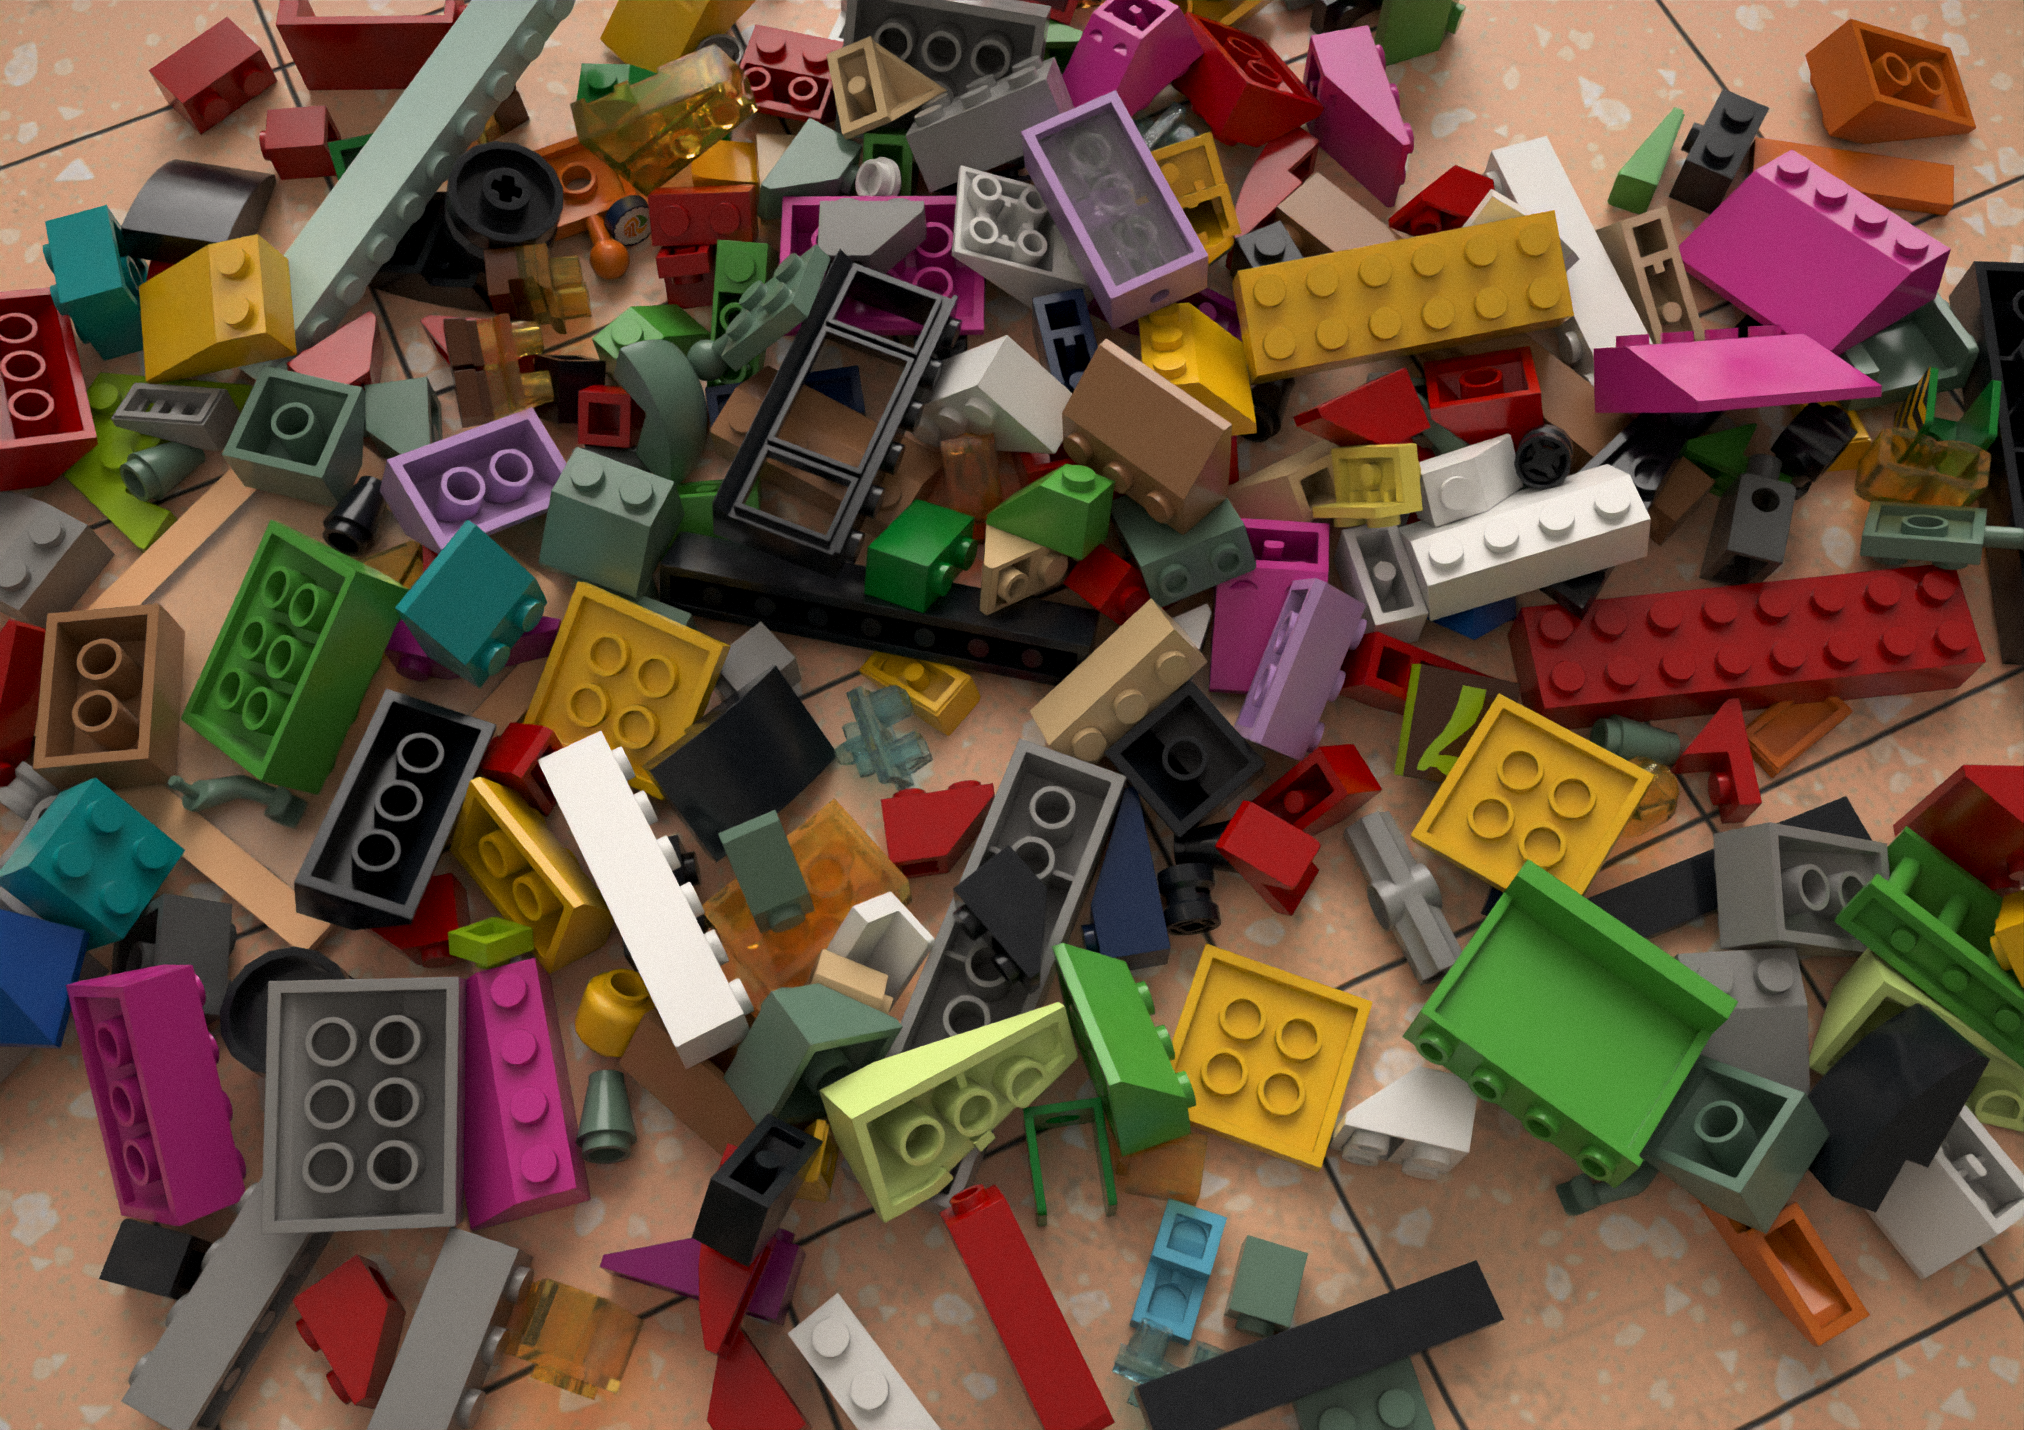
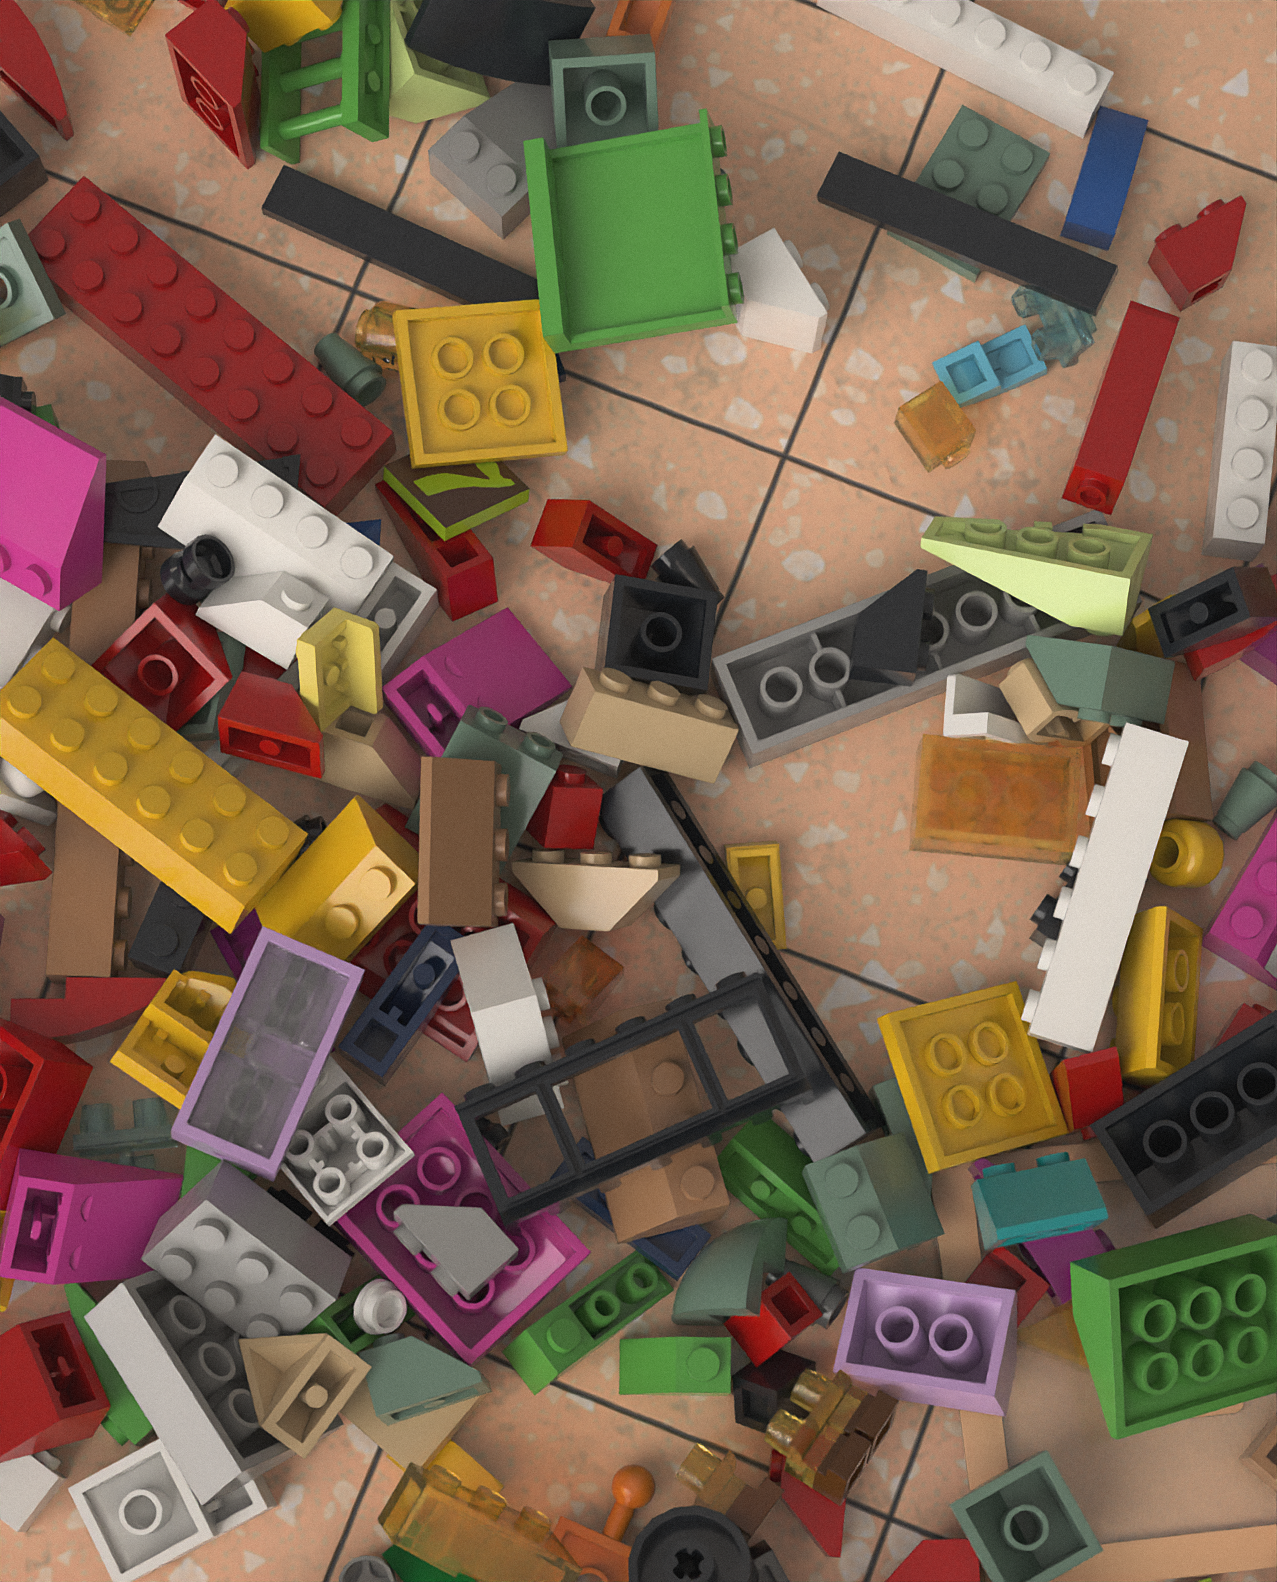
camera: 140 degrees left, 10 degrees up
(356, 518) = (1034, 1425): black cone -> none
(402, 416) = (929, 1479): sand green slope -> none
(491, 942) = (1226, 977): lime plate -> none
(629, 220) = (584, 1506): tile -> none
(688, 274) = (581, 1412): red slope -> none
(703, 214) = (529, 1437): red brick -> none
(741, 760) = (945, 937): black slope -> none
(752, 656) = (858, 1004): light grey brick -> none
(765, 315) = (588, 1270): sand green plate -> none
(767, 873) = (1020, 806): sand green slope -> none
(791, 74) = (333, 1497): red slope -> none
(872, 739) = (836, 872): clear light blue hips -> none
(920, 555) = (677, 955): green brick -> none
(935, 828) = (858, 772): red slope -> none
(1060, 511) = (560, 882): bright green slope -> none
(1064, 1115) = (953, 499): green piece -> none
(1123, 1049) = (896, 499): bright green slope -> none
(1127, 904) = (792, 593): dark blue slope -> none
(1189, 899) = (745, 563): black wheel -> none
(1265, 1287) = (951, 306): sand green brick -> none
(1267, 1055) = (806, 430): yellow plate -> none
(1270, 856) = (673, 522): red slope -> none
(1301, 668) = (521, 616): lavender slope -> none
(1403, 896) = (609, 427): light grey piece -> none
(1725, 753) = (300, 309): red slope -> none
(1750, 525) = (109, 402): dark grey torso -> none
(1789, 885) = (380, 188): light grey slope -> none
(1790, 730) = (246, 281): orange tile -> none

